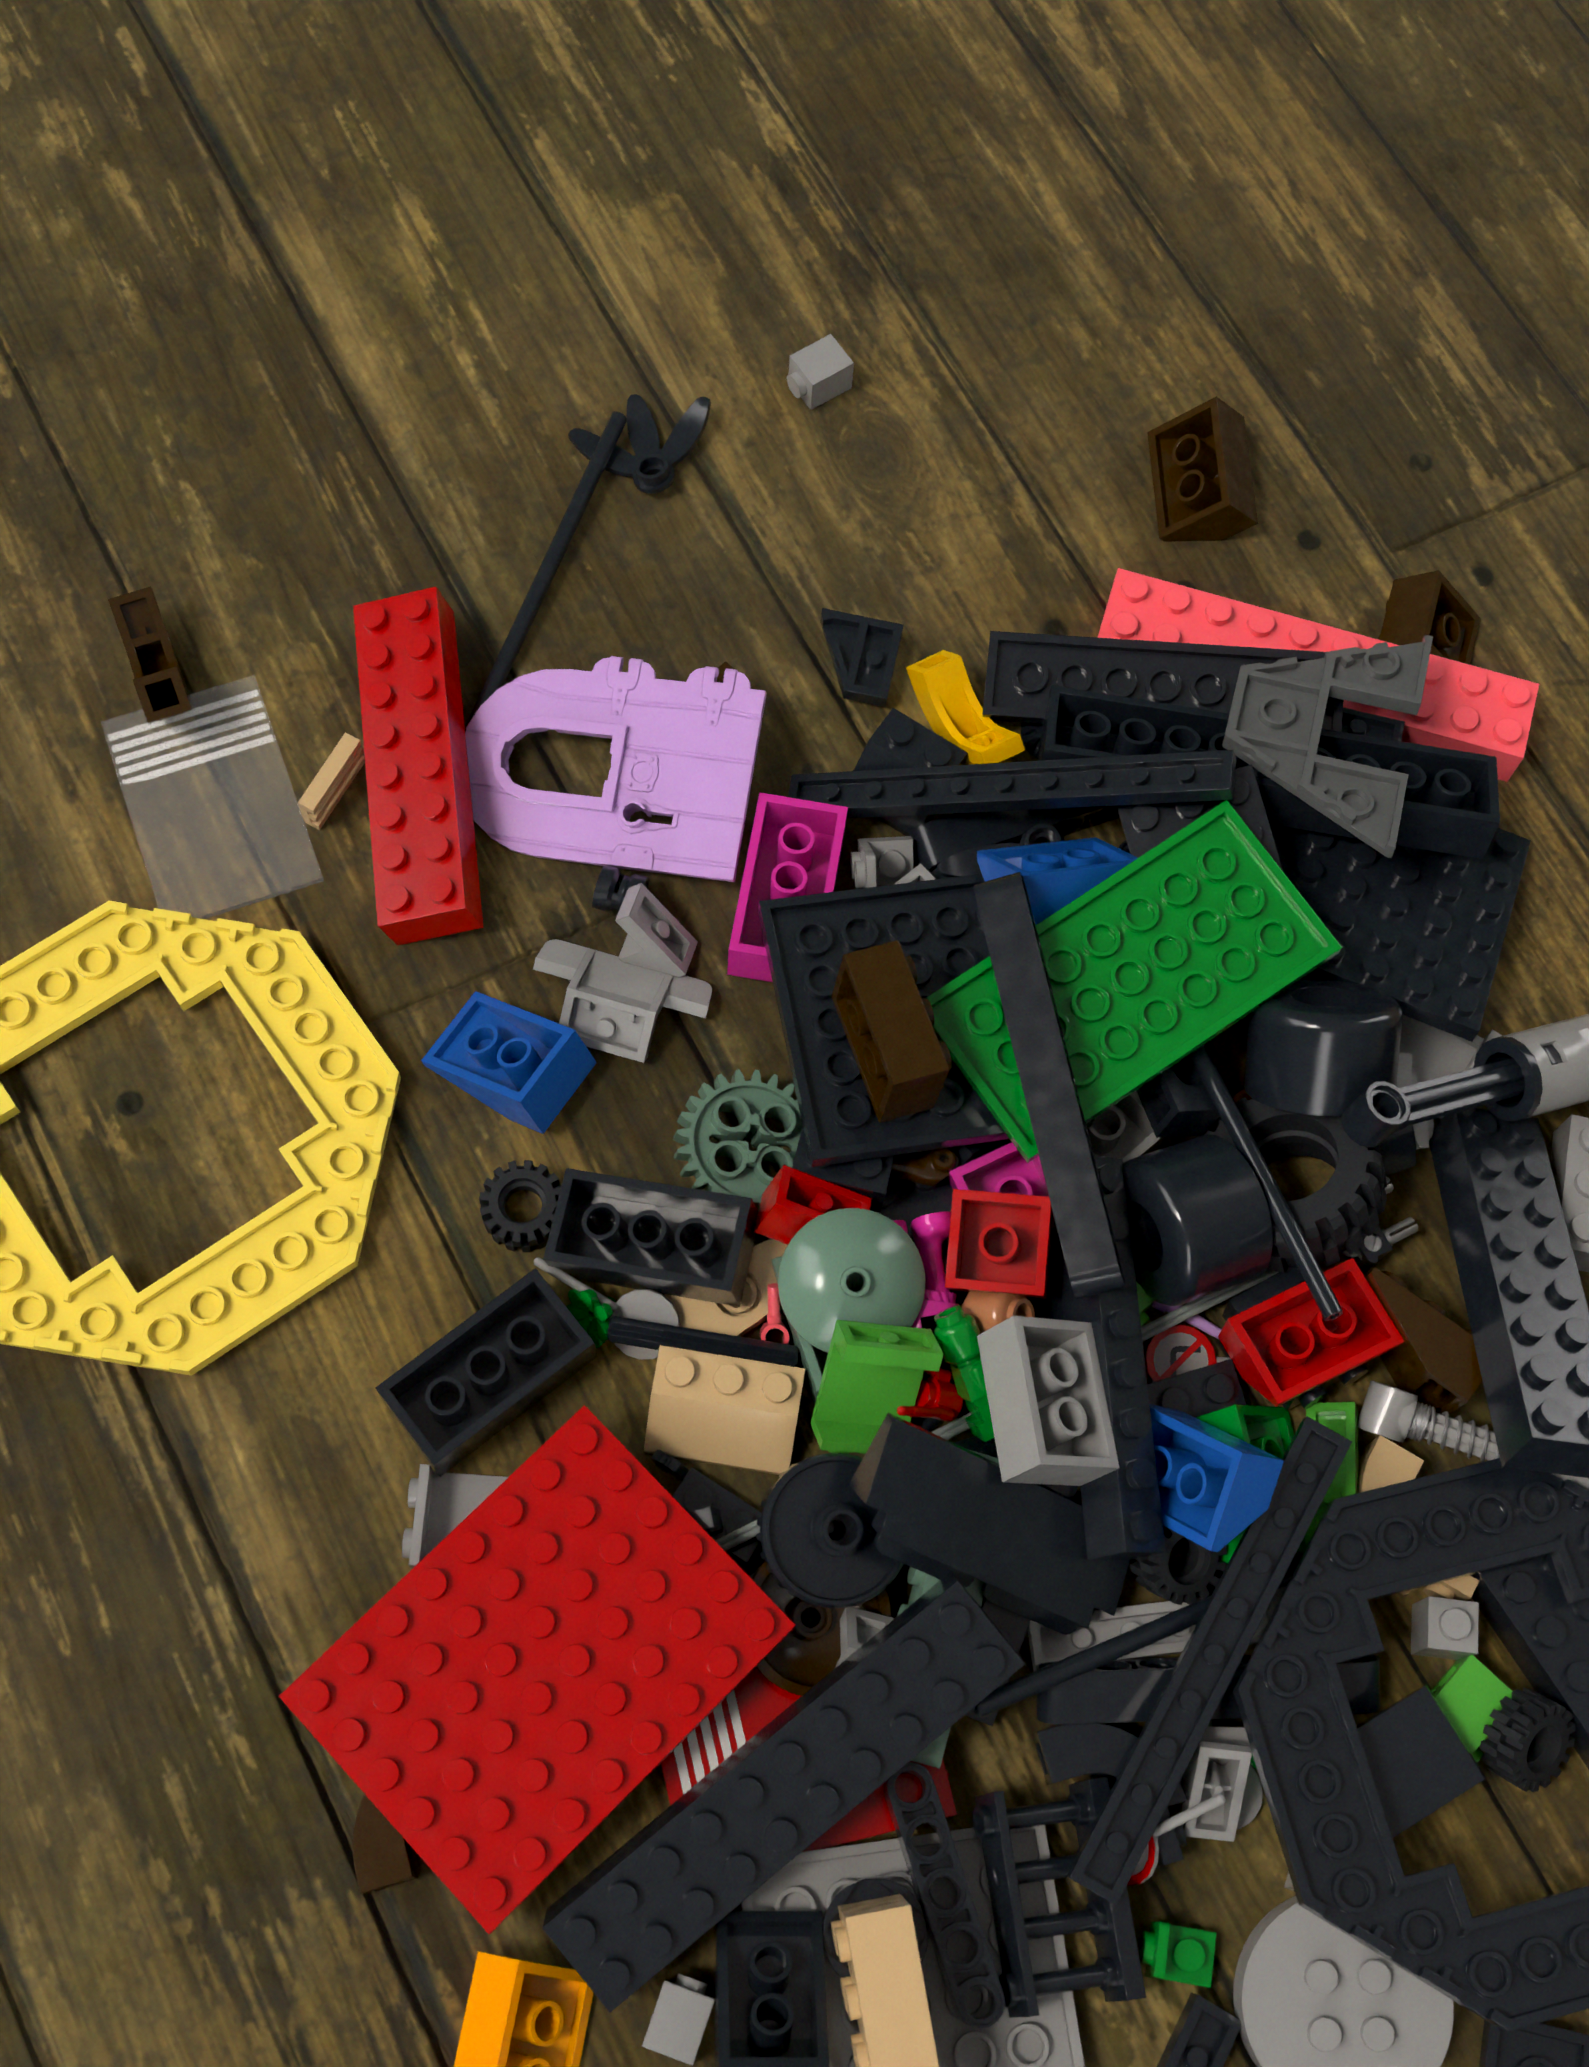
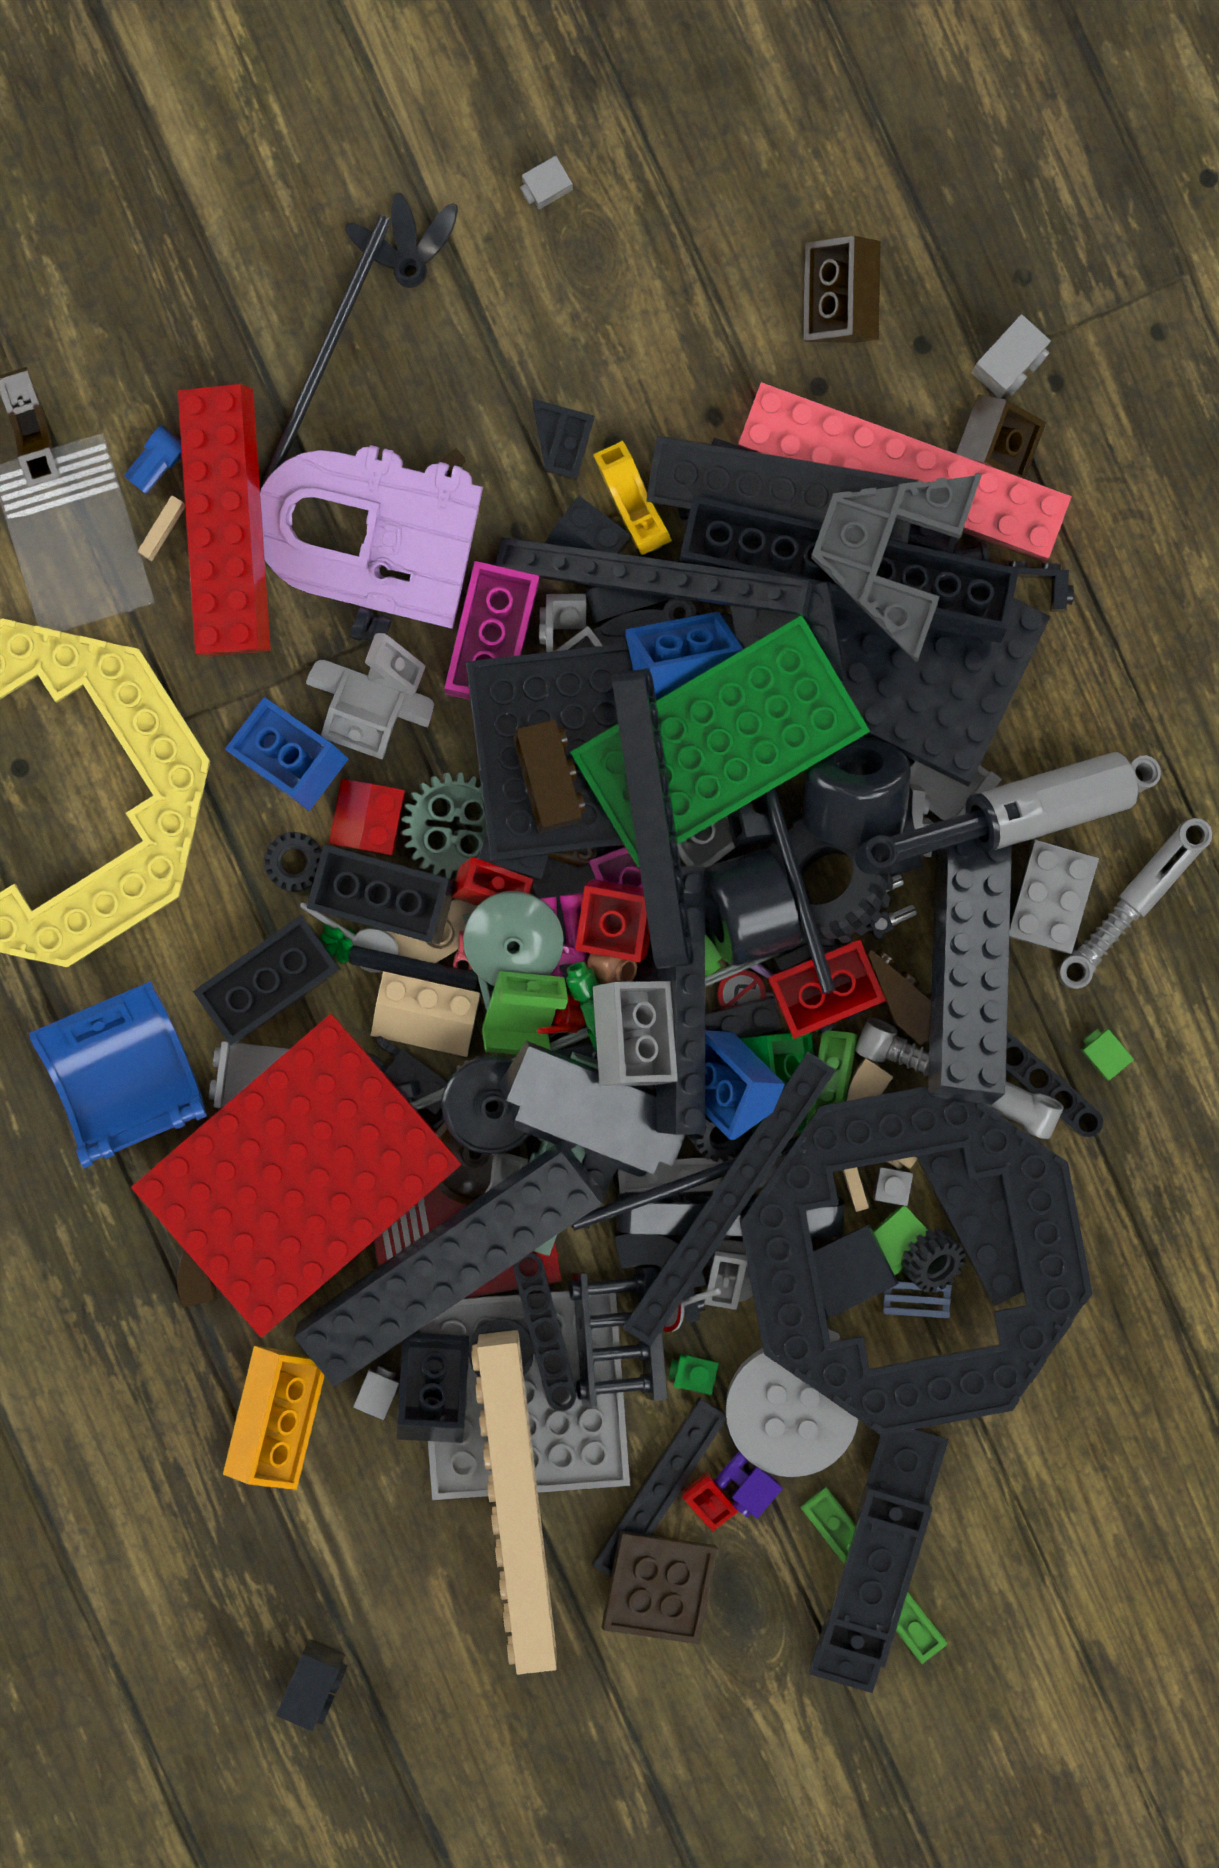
camera: 10 degrees right, 20 degrees up
(262, 1519) = (119, 1072): none -> blue hinge
(330, 691) = (160, 453): none -> blue piece
(629, 1132) = (367, 817): none -> red slope
(1397, 1648) = (855, 1189): none -> tan tile
(1433, 528) = (1011, 356): none -> light grey brick
(1535, 794) = (1061, 592): none -> black bracket
(1546, 1808) = (945, 1301): none -> sand blue tile

